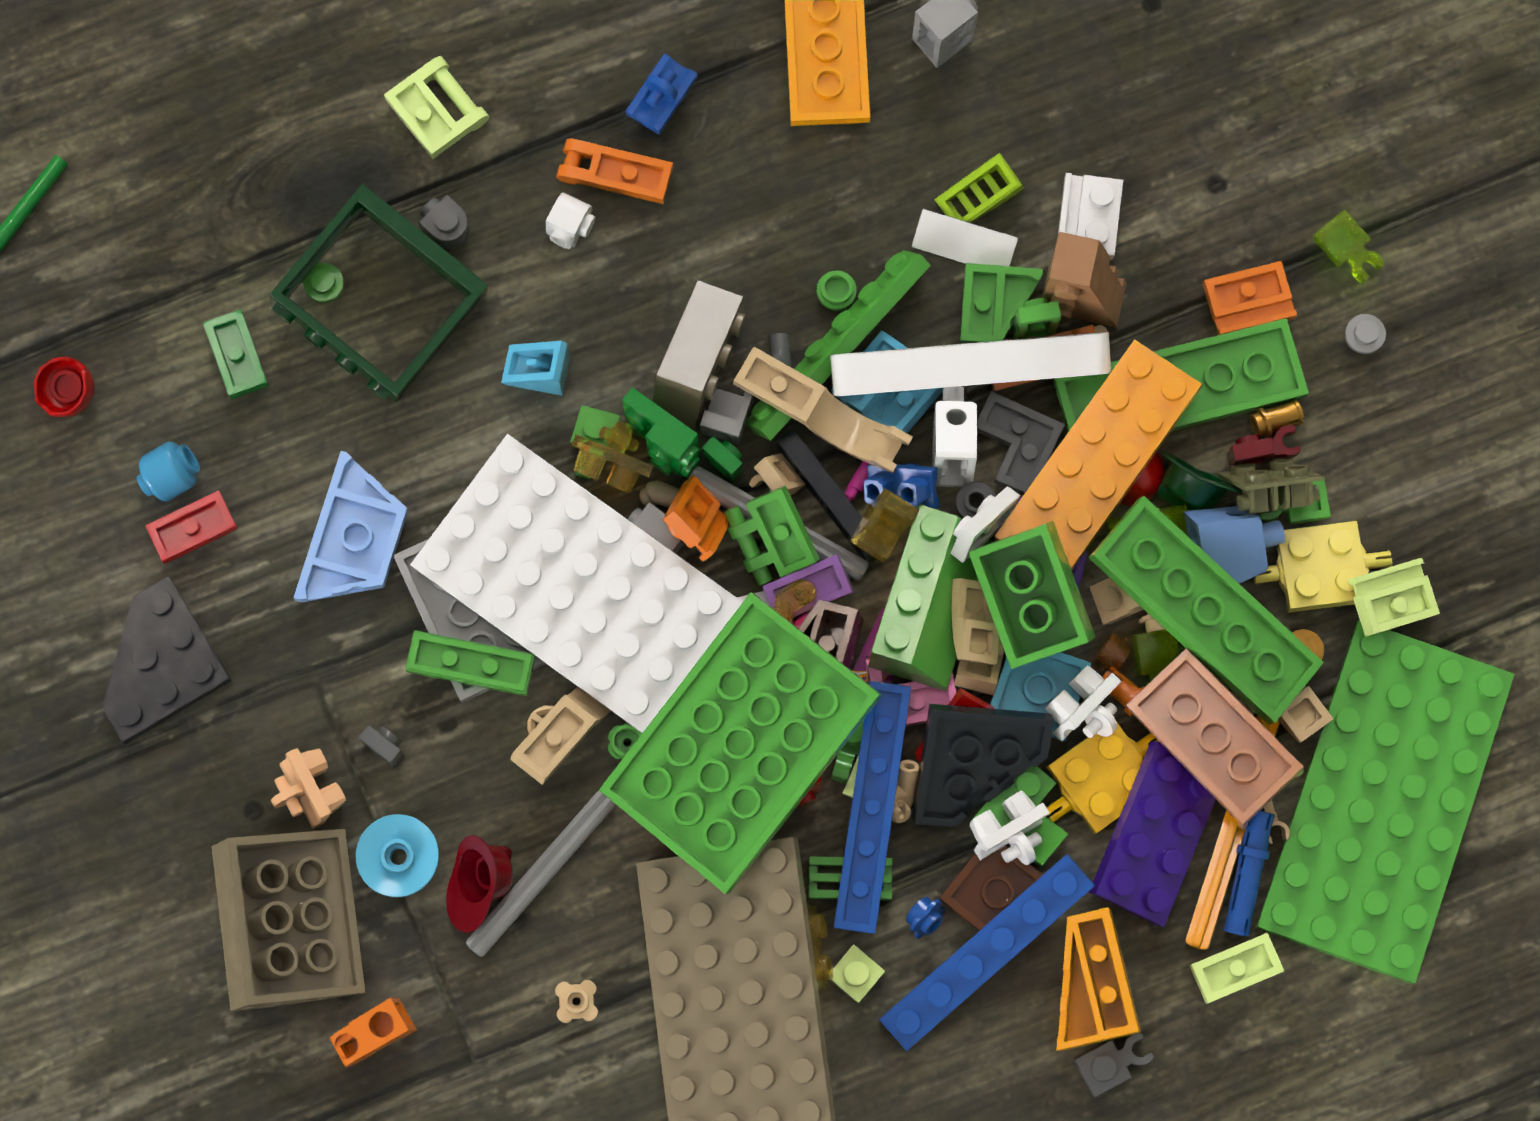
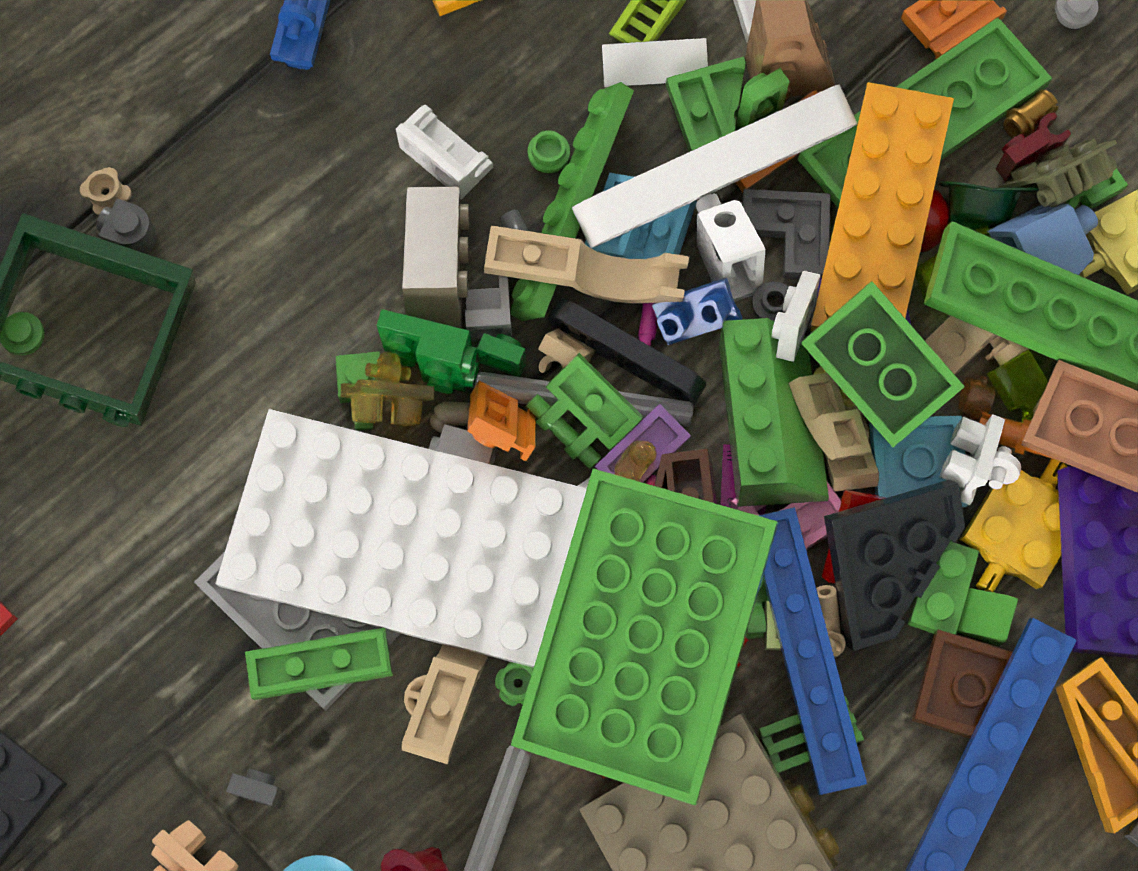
camera: 20 degrees left, 5 degrees down
(352, 537) = (143, 580): light blue wing -> none
(426, 115) = (71, 133): yellowish green plate -> none
(444, 170) = (100, 180): none -> tan plate
(537, 366) = (276, 333): medium azure slope -> none
(569, 221) = (253, 181): white plate -> none
(616, 171) = (281, 117): orange plate -> none
(744, 255) = (442, 151): none -> white hinge
(856, 974) = (860, 835): yellowish green plate -> none
(883, 524) = (695, 353): clear yellow panel -> none
(925, 917) = (908, 744): blue plate -> none
(1023, 818) = (966, 597): white hips -> none

